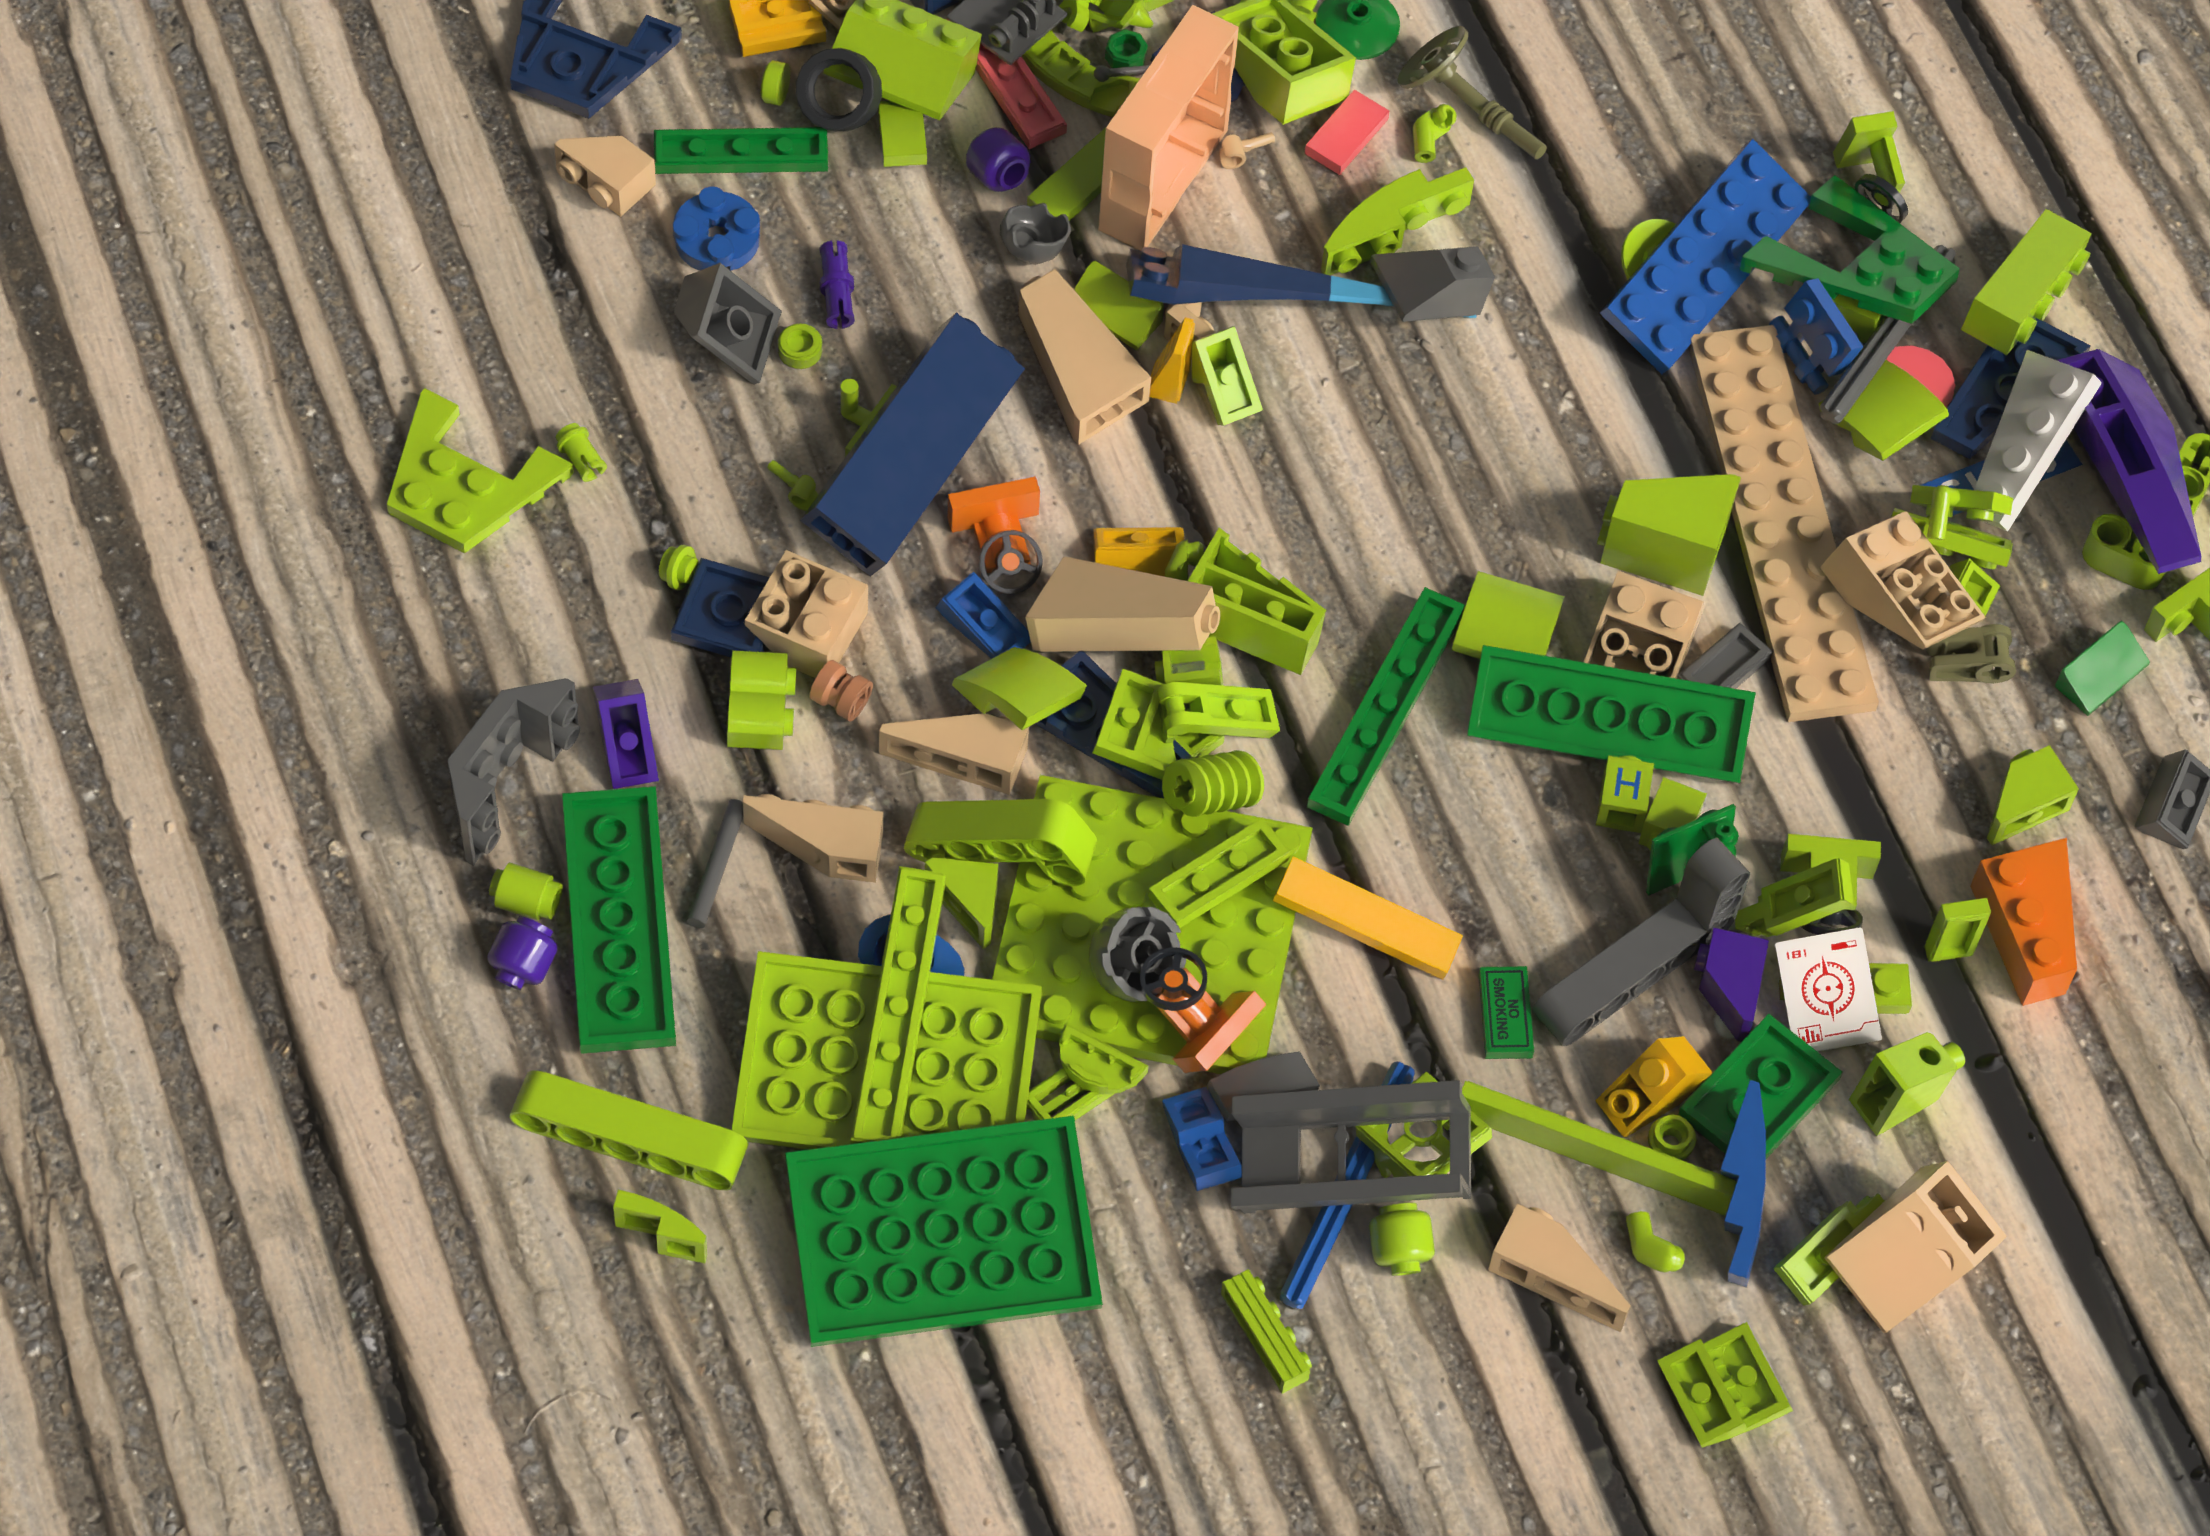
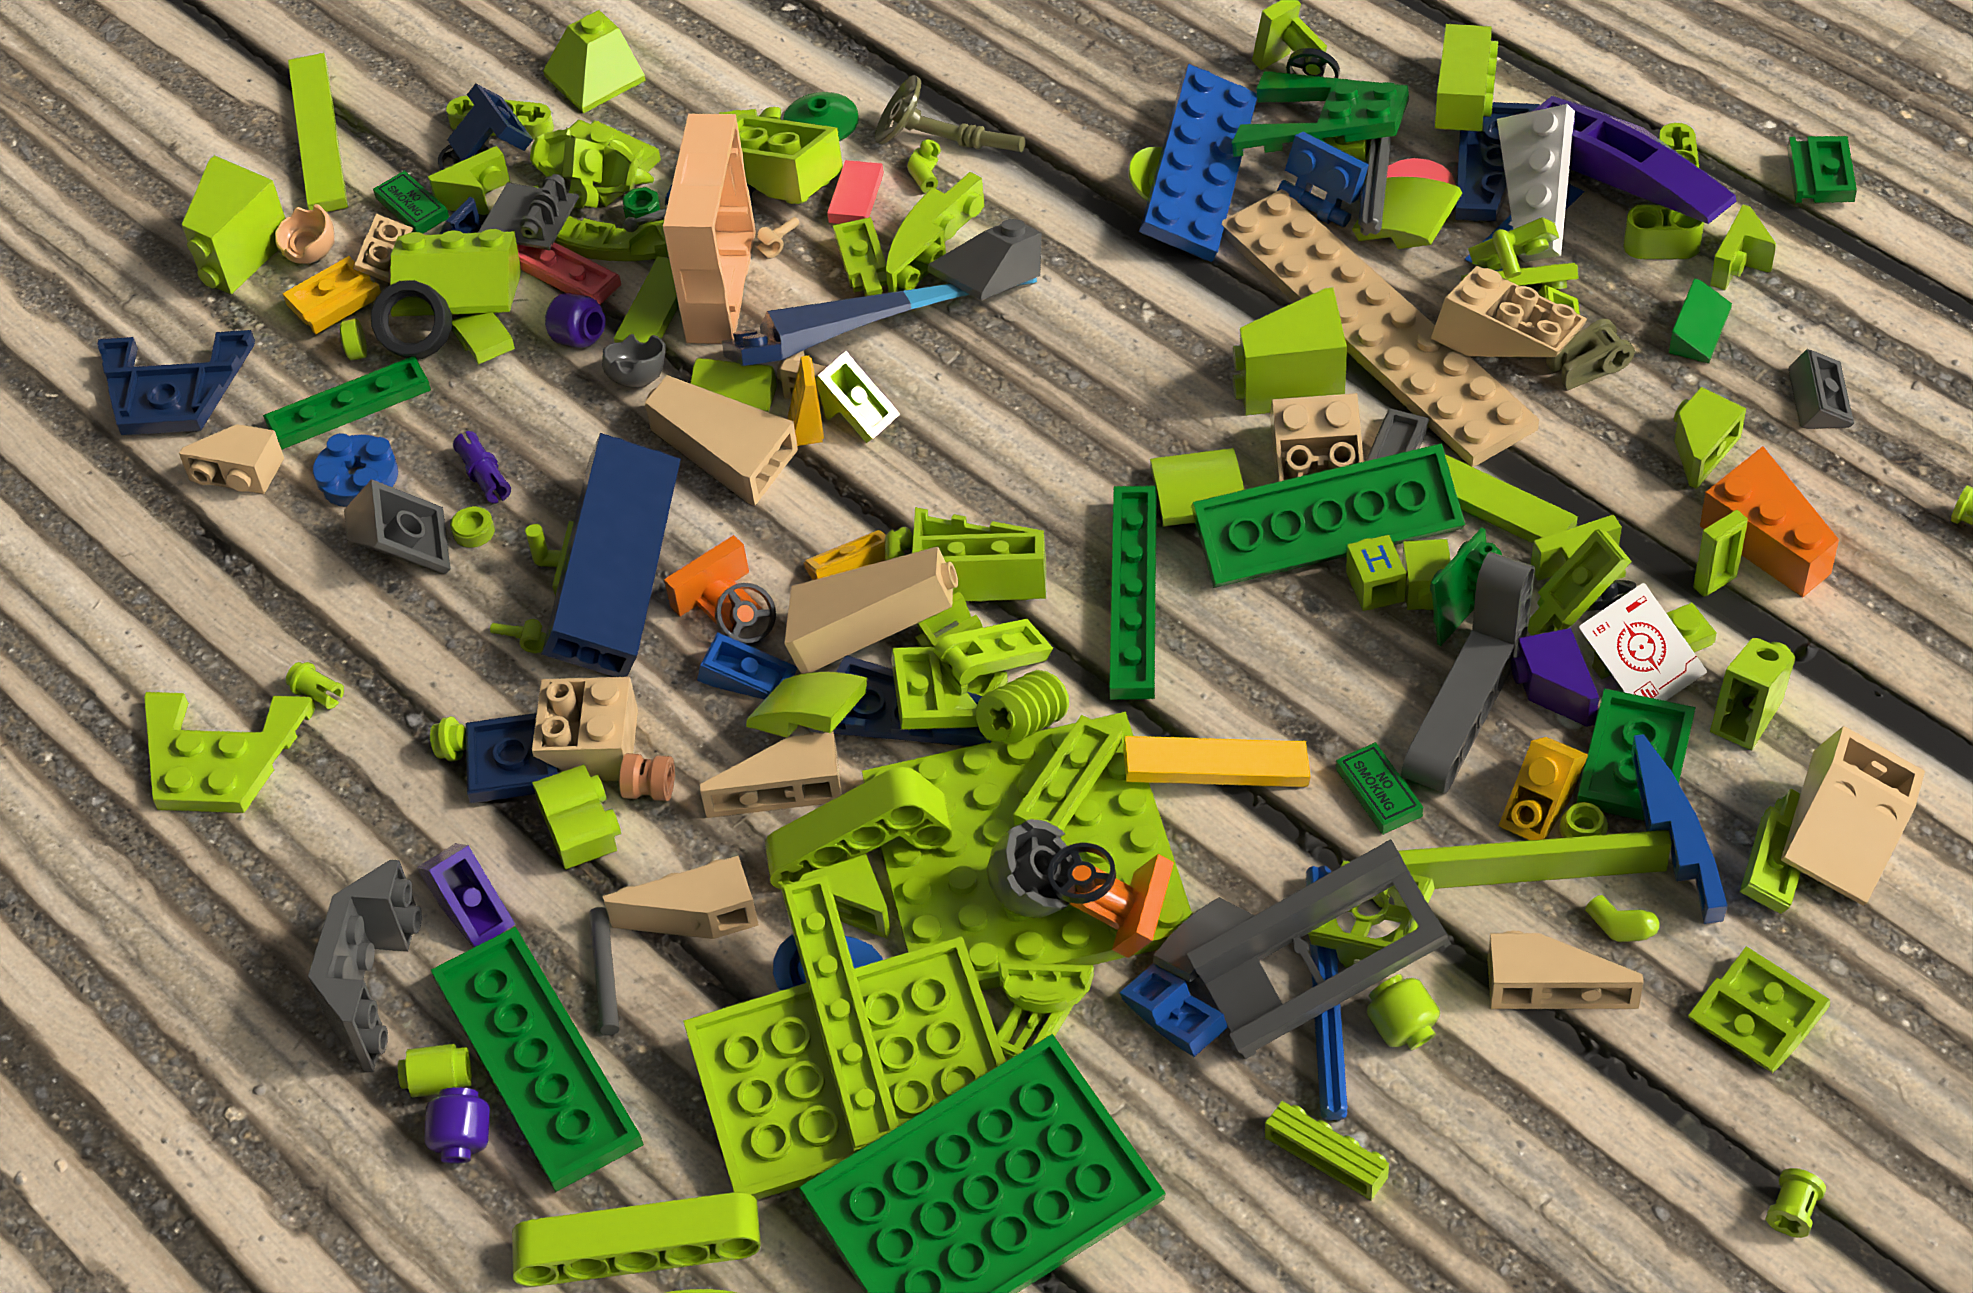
camera: 15 degrees left, 10 degrees down
(1314, 213) = (861, 255): none -> lime hinge
(1791, 774) = (1506, 505): none -> lime tile

